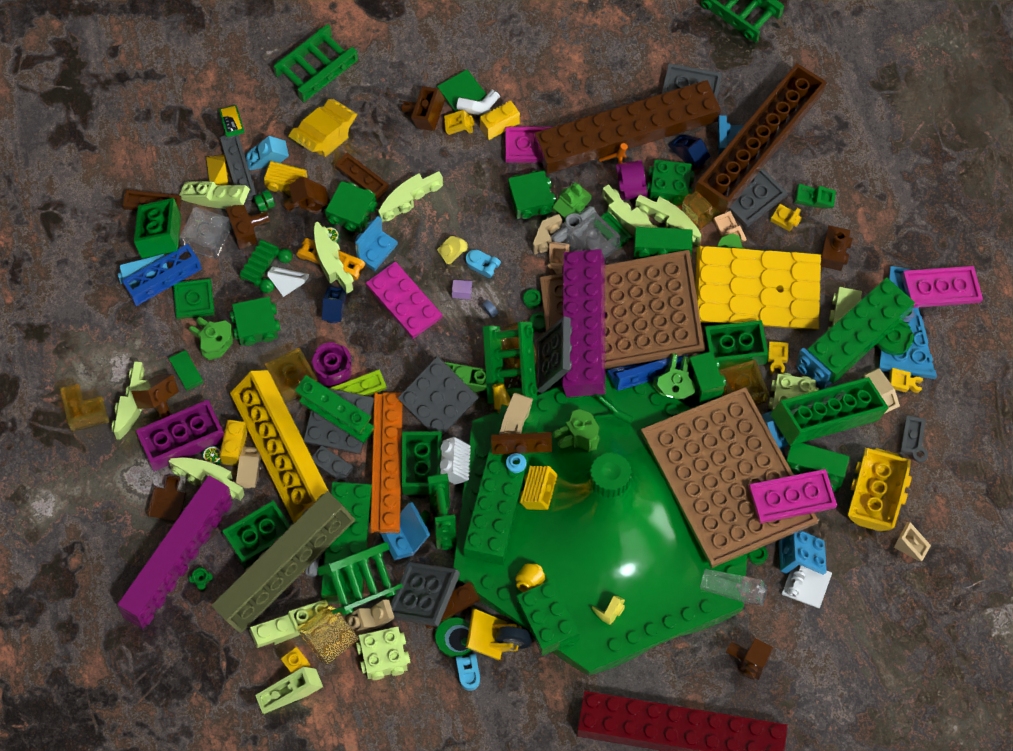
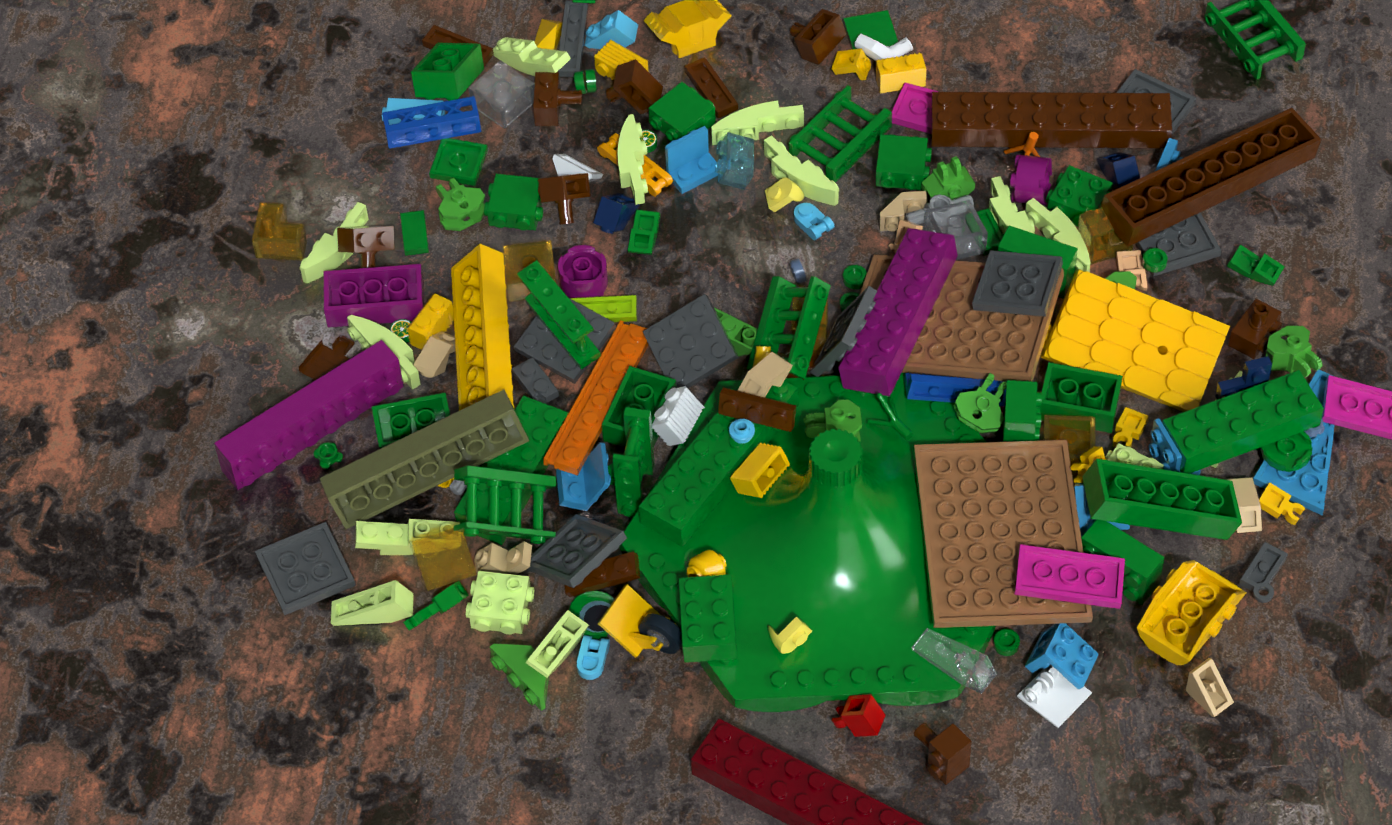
camera: 25 degrees right, 10 degrees down
(224, 676) = (305, 568): none -> dark grey plate
(261, 261) = (555, 142): green gear -> none
(289, 301) = (563, 191): none -> reddish brown brick
(295, 660) = (391, 571): yellow bracket -> none
(340, 668) = (441, 603): none -> green piece
(361, 313) = (644, 232): none -> green slope
(404, 300) = (701, 233): dark pink plate -> none
(407, 233) = (735, 160): none -> clear light blue brick
(424, 700) = (512, 662): none -> bright green slope
(443, 674) = (557, 644): none -> yellowish green slope
(461, 289) = (774, 242): lavender slope -> none
(464, 228) = (805, 175): none -> yellowish green slope
(488, 198) = (849, 152): none -> green fence
(662, 273) = (1017, 283): none -> dark grey plate
(681, 650) = (861, 716): none -> red brick
(745, 216) = (1154, 260): none -> green tile
(770, 400) = (1086, 461): none -> yellow plate
(786, 217) = (1208, 278): yellow bracket -> none
(855, 295) = (1254, 373): none -> dark blue plate
(868, 258) = (1294, 352): none -> bright green hinge

